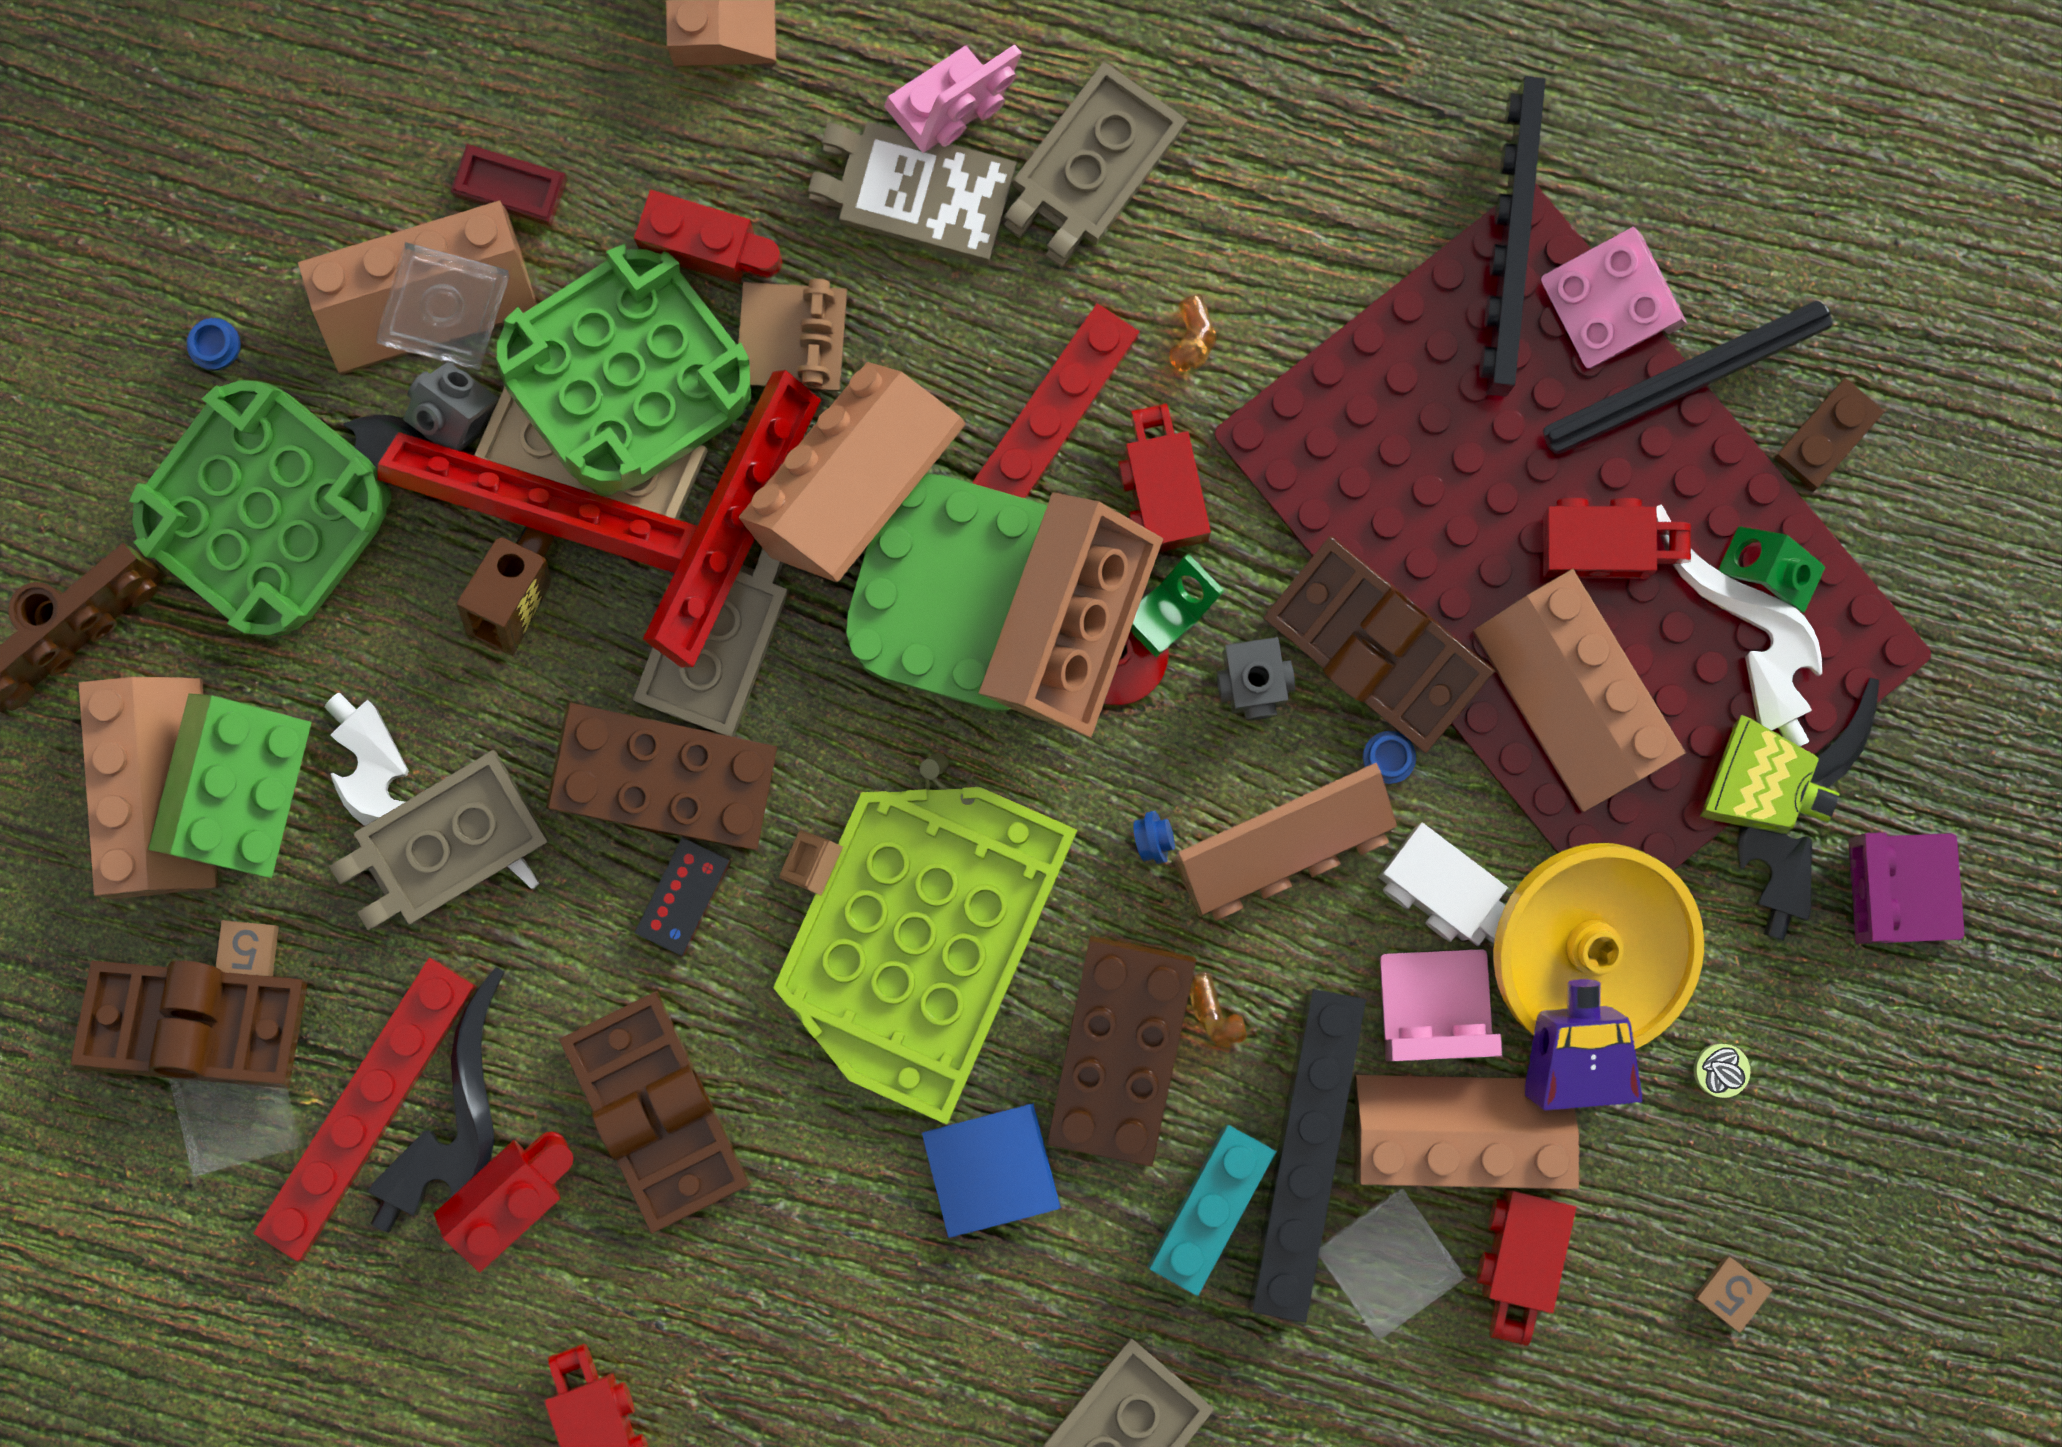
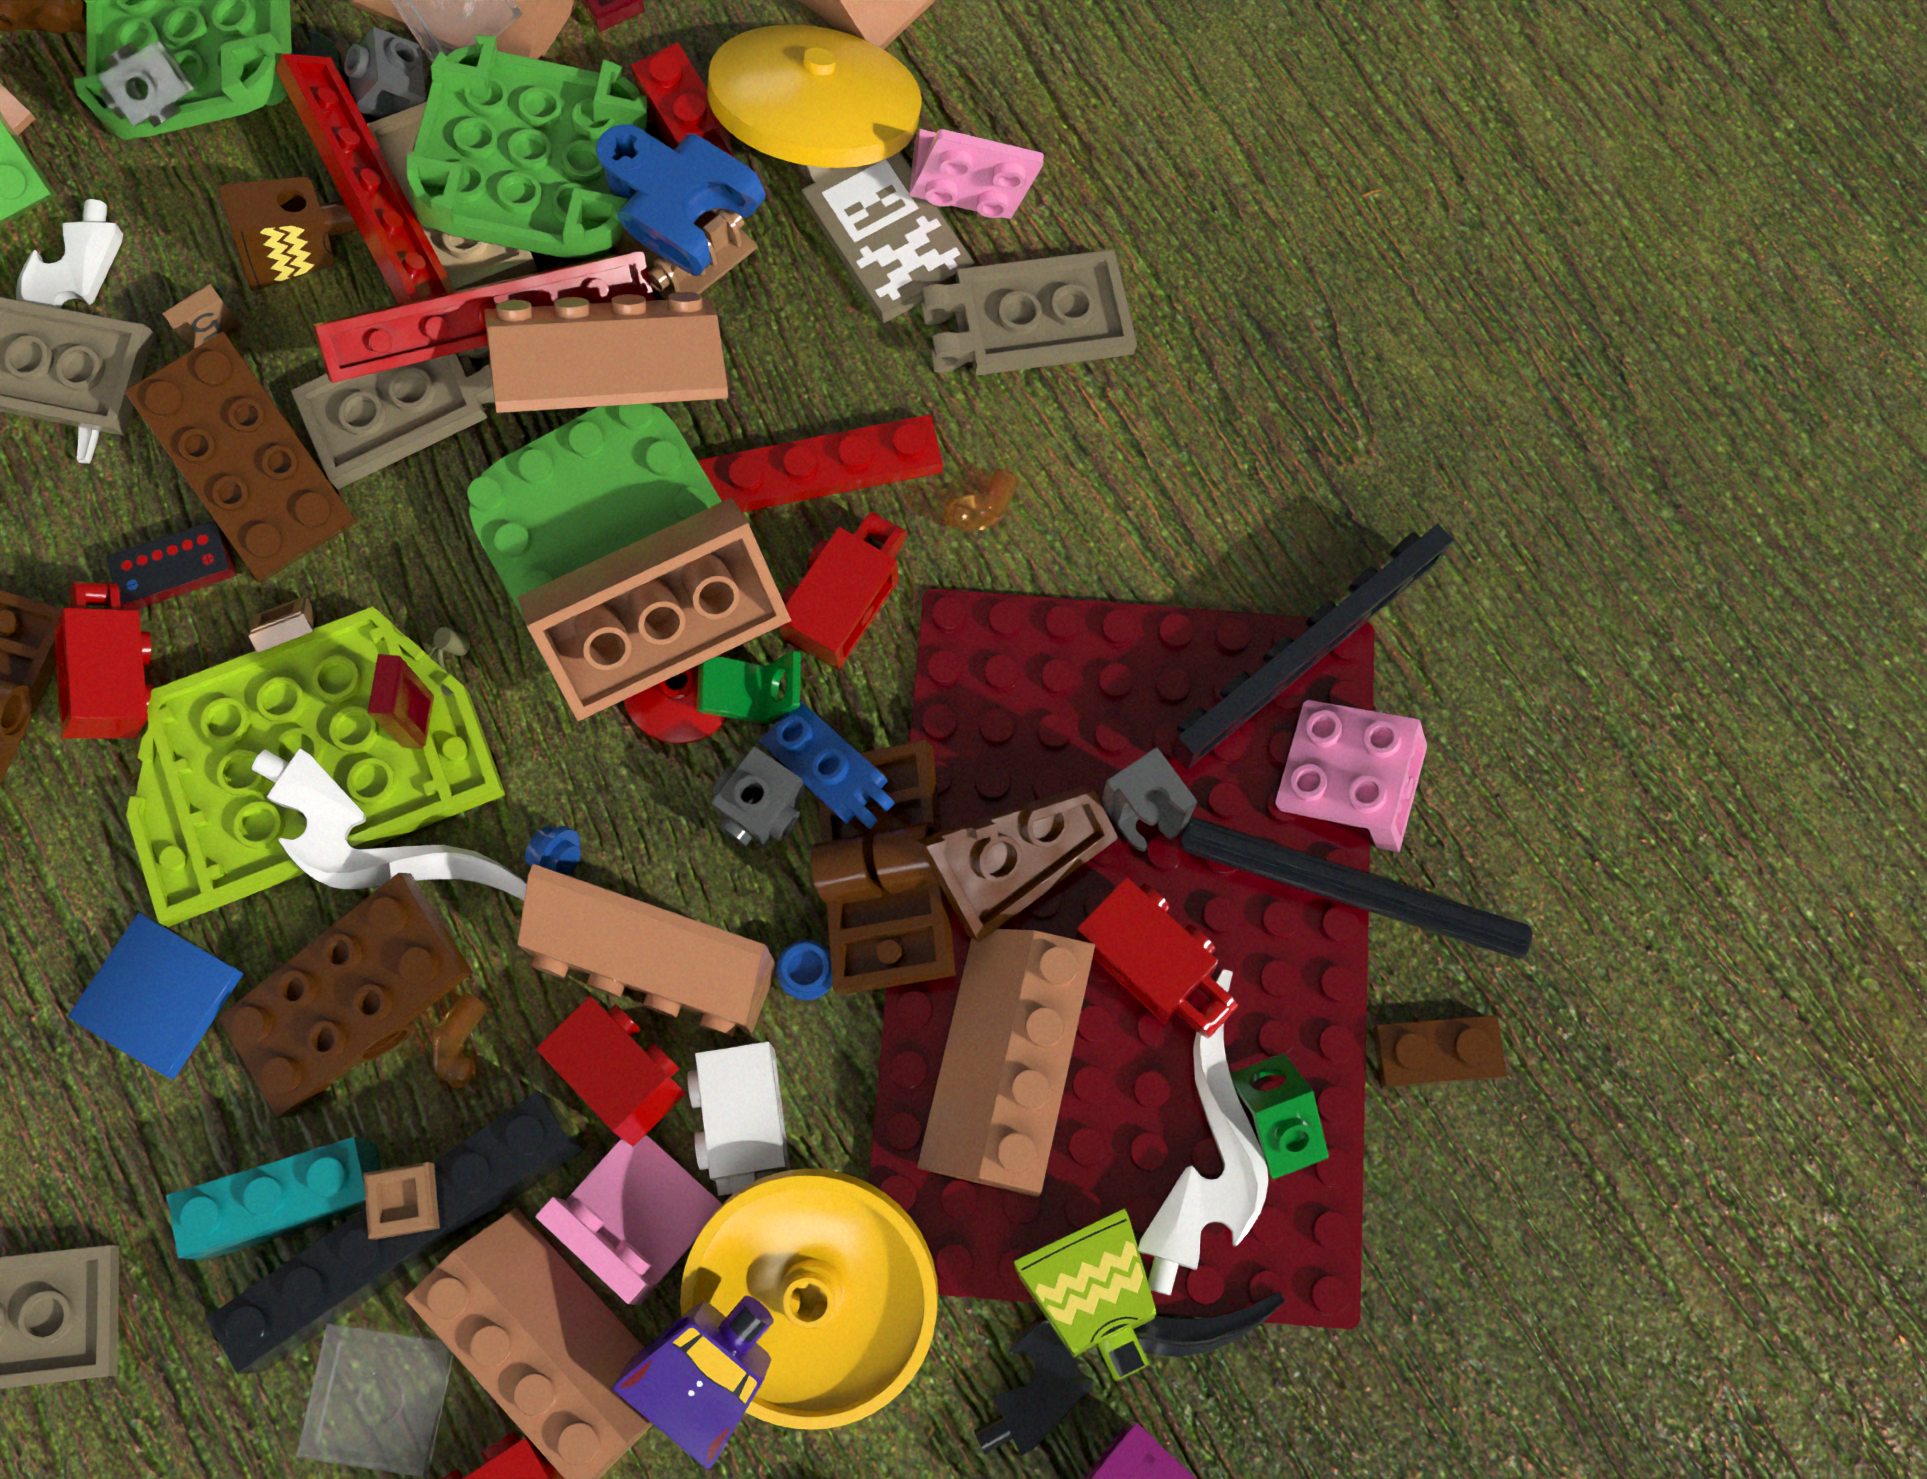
camera: 45 degrees right, 10 degrees down
(304, 578) = (158, 69): none -> clear smoke brick
(512, 709) = (200, 317): none -> medium nougat tile
(721, 1002) = (101, 665): none -> red brick
(767, 305) = (673, 189): none -> blue piece
(786, 139) = (813, 96): none -> yellow dish
(974, 832) = (400, 702): none -> dark red tile
(1019, 978) = (331, 815): none -> white piece
(1279, 612) = (827, 765): none -> blue hinge
(1305, 1129) = (401, 1200): none -> medium nougat tile
(1338, 932) = (612, 1070): none -> red brick
(1464, 557) = (1015, 856): none -> reddish brown wing
(1515, 436) = (1150, 793): none -> dark grey hinge

